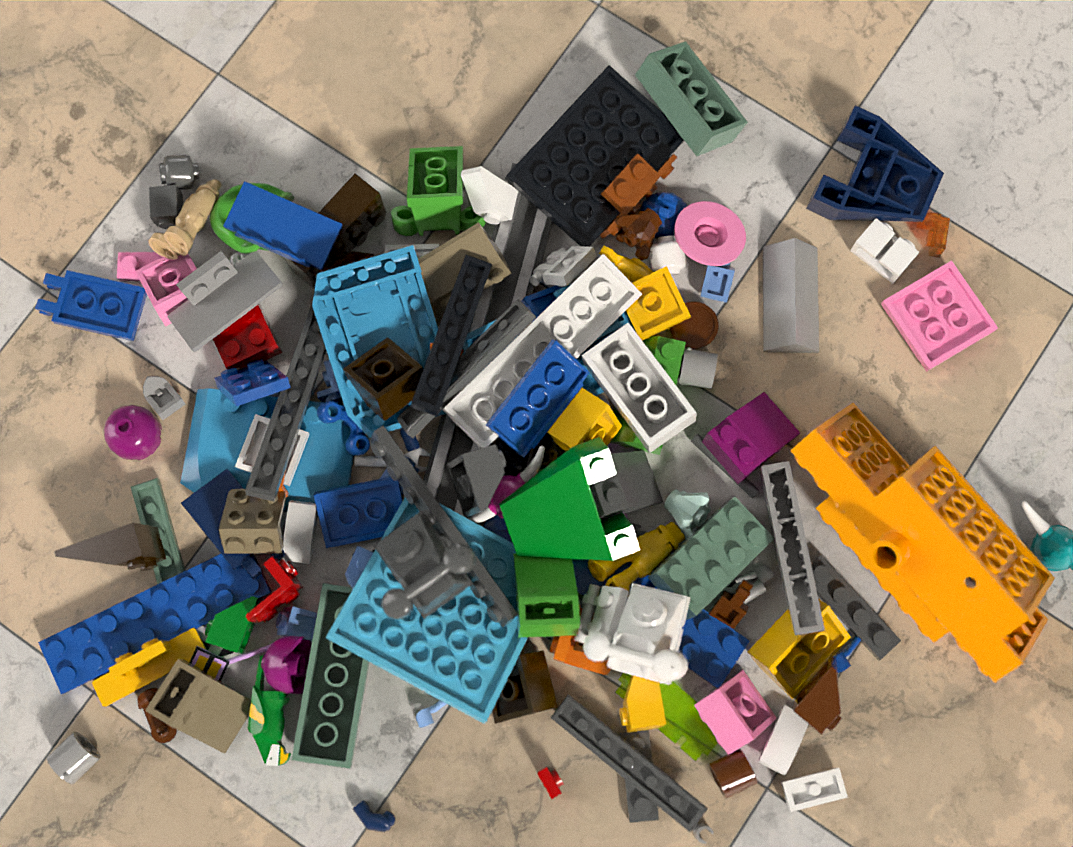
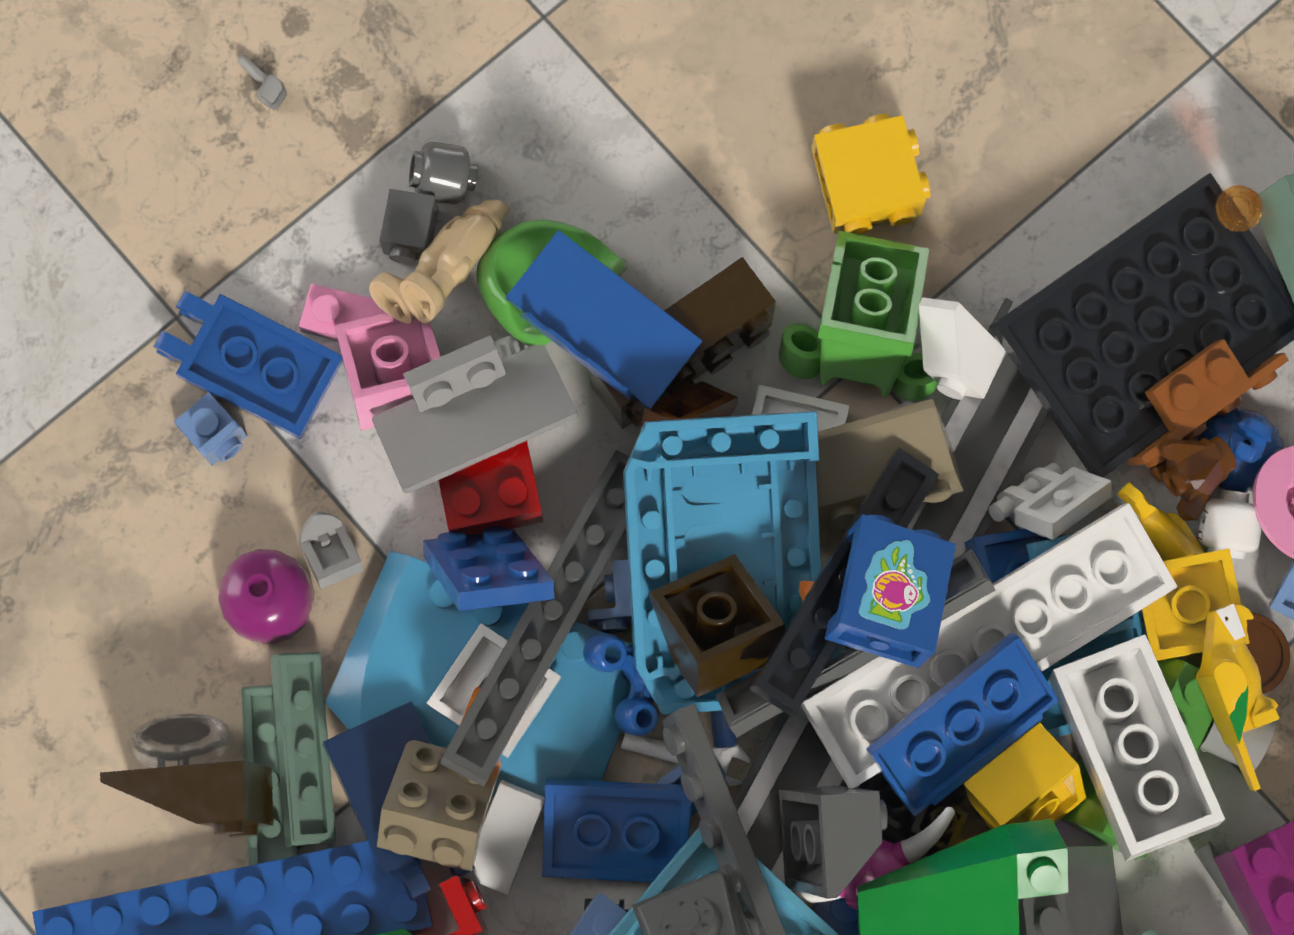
camera: 10 degrees right, 0 degrees up
(70, 151) = (271, 90): none -> light grey hand
(80, 348) = (211, 430): none -> medium blue bracket
(100, 523) = (182, 739): none -> clear tile
(173, 517) = (301, 756): none -> sand green tile
(420, 113) = (870, 174): none -> yellow brick
(477, 332) = (892, 591): none -> blue panel
(629, 80) = (1239, 208): none -> clear orange plate
(686, 339) = (1233, 684): none -> yellow animal

